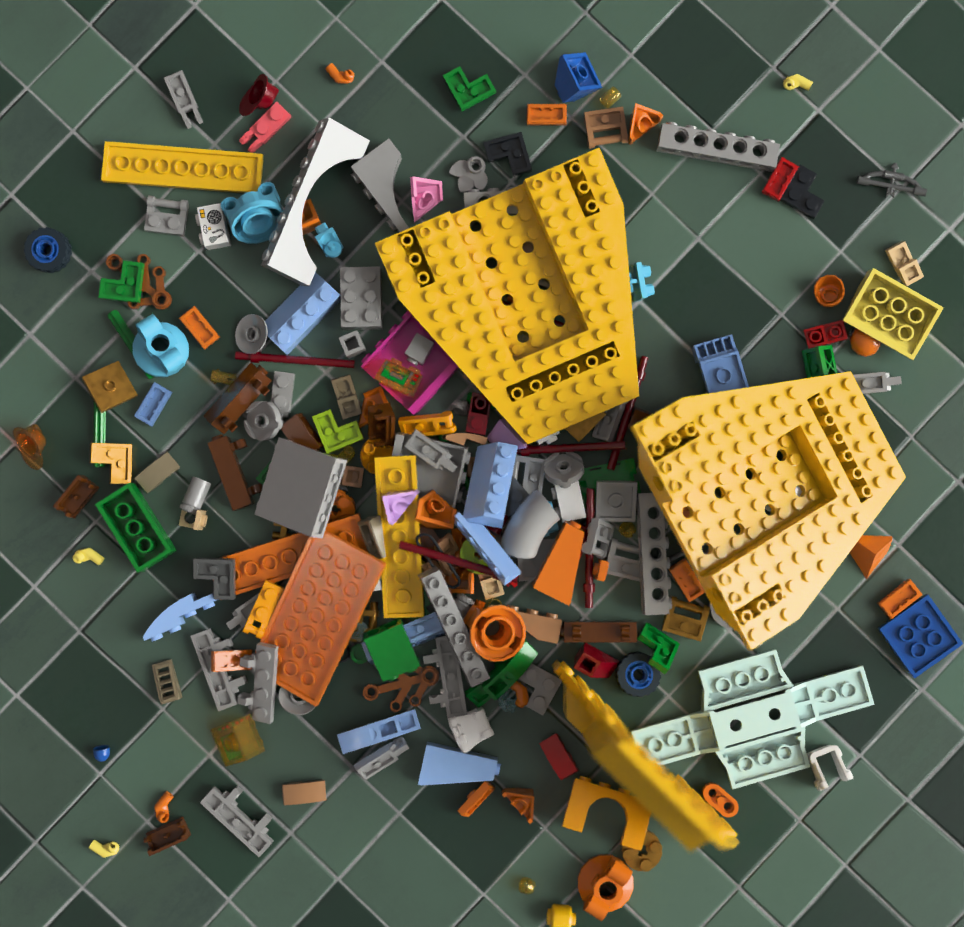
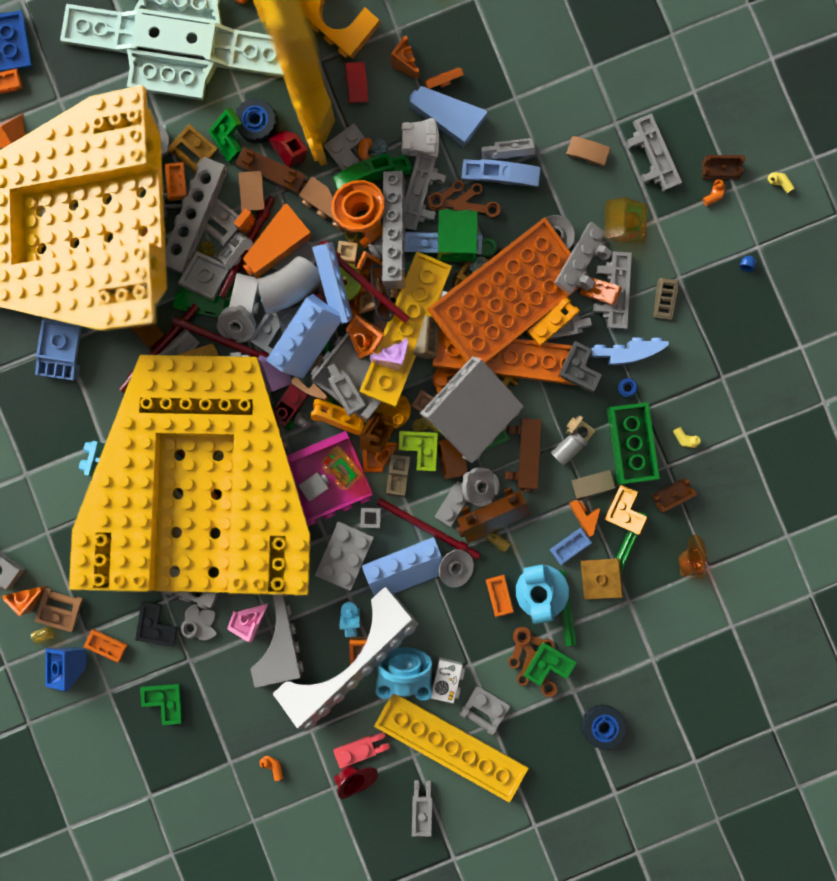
camera: 155 degrees left, 0 degrees up
(147, 435) = (587, 521): none -> orange slope
(159, 579) = (631, 383): none -> blue plate
(608, 602) = (251, 191): none -> medium nougat panel

